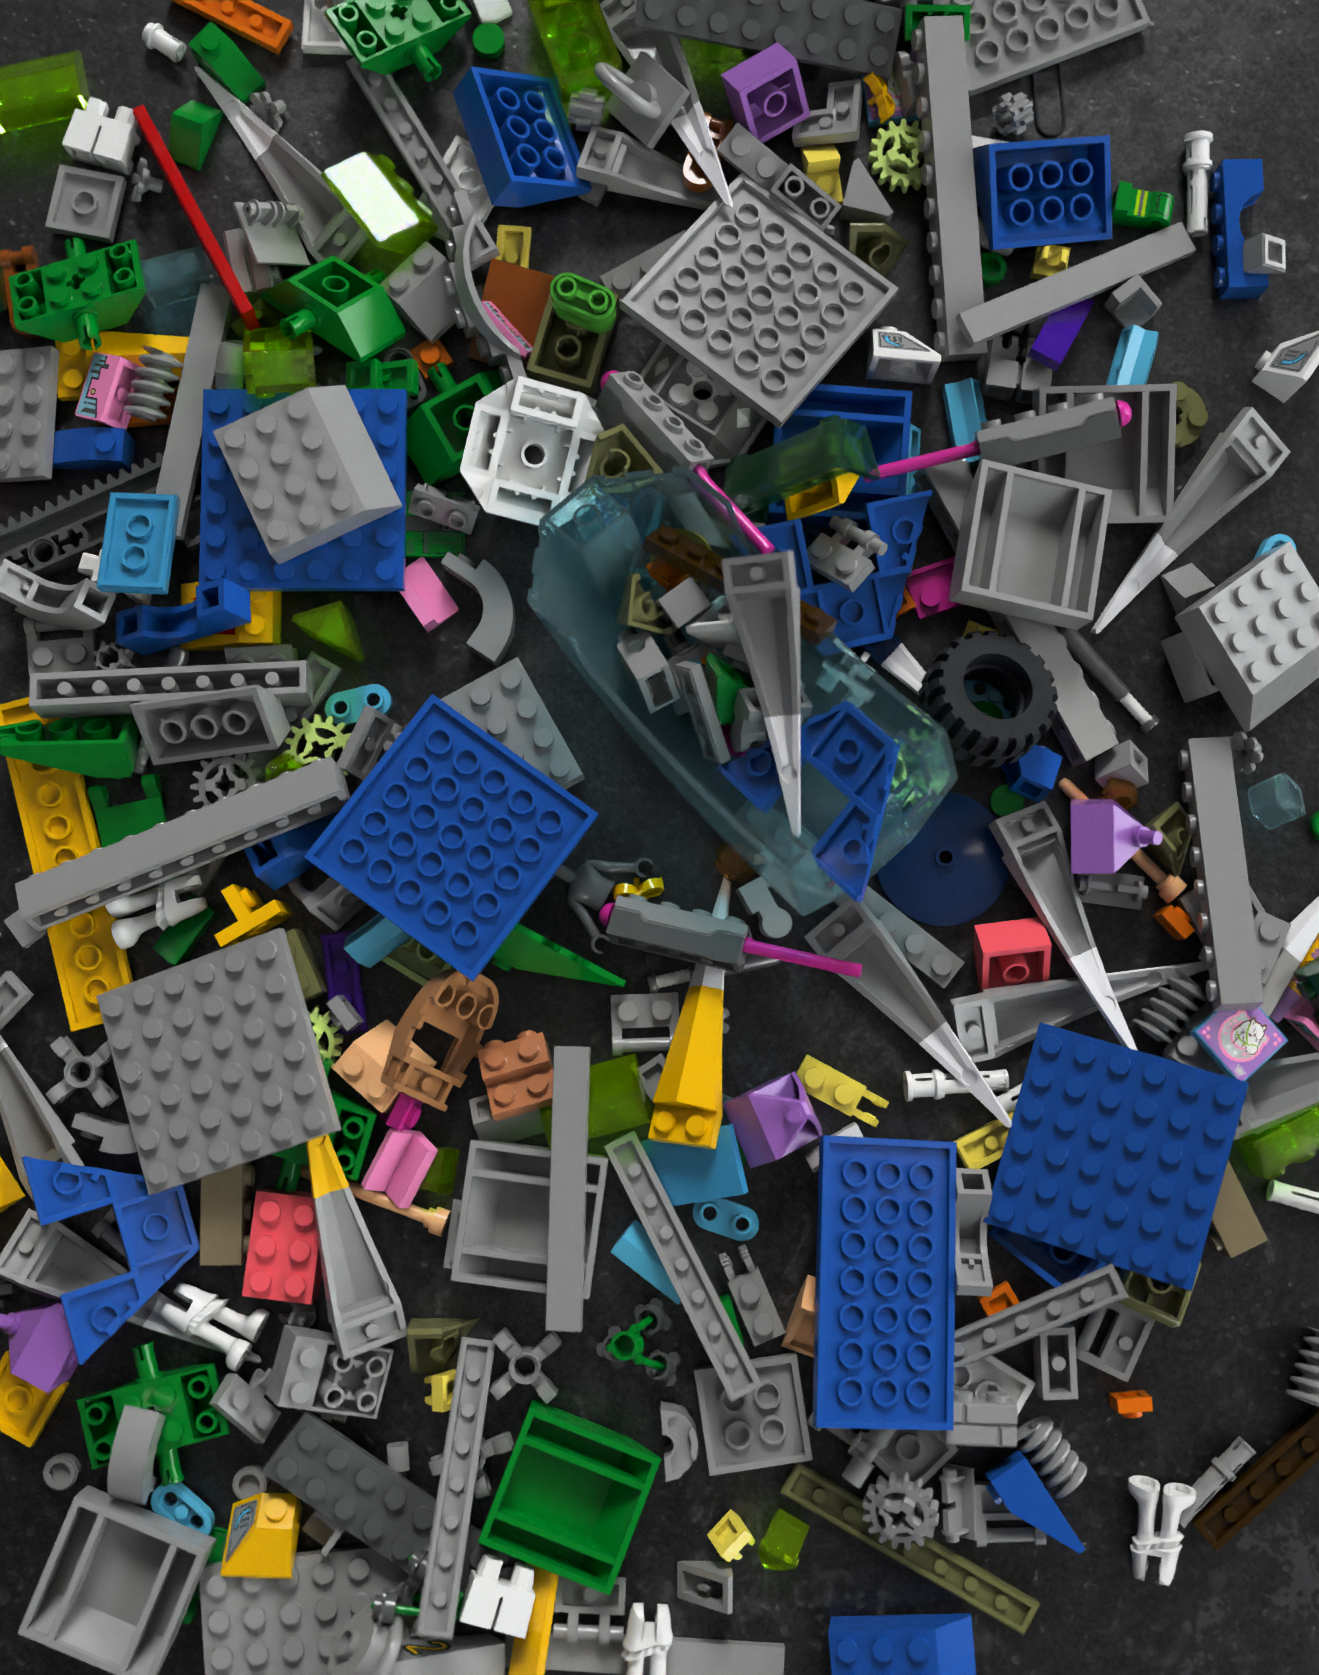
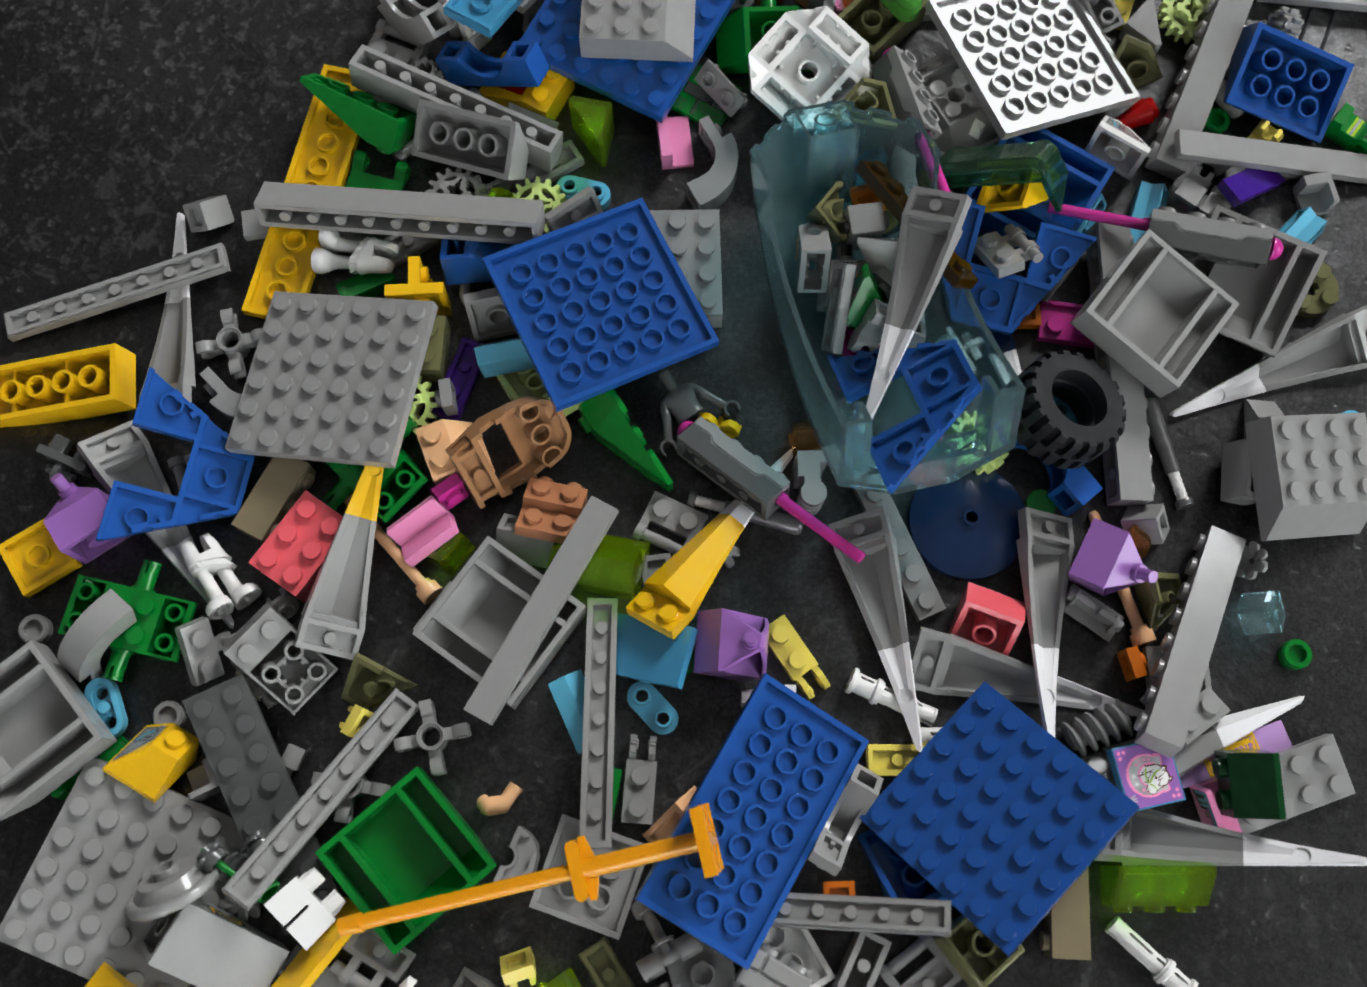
camera: 25 degrees right, 10 degrees down
(620, 1398) = (498, 804): none -> light nougat arm
(629, 1345) = (521, 759): dark grey plant -> none
(748, 1427) = (582, 870): none -> light orange piece
(905, 305) = (1140, 113): none -> red cone

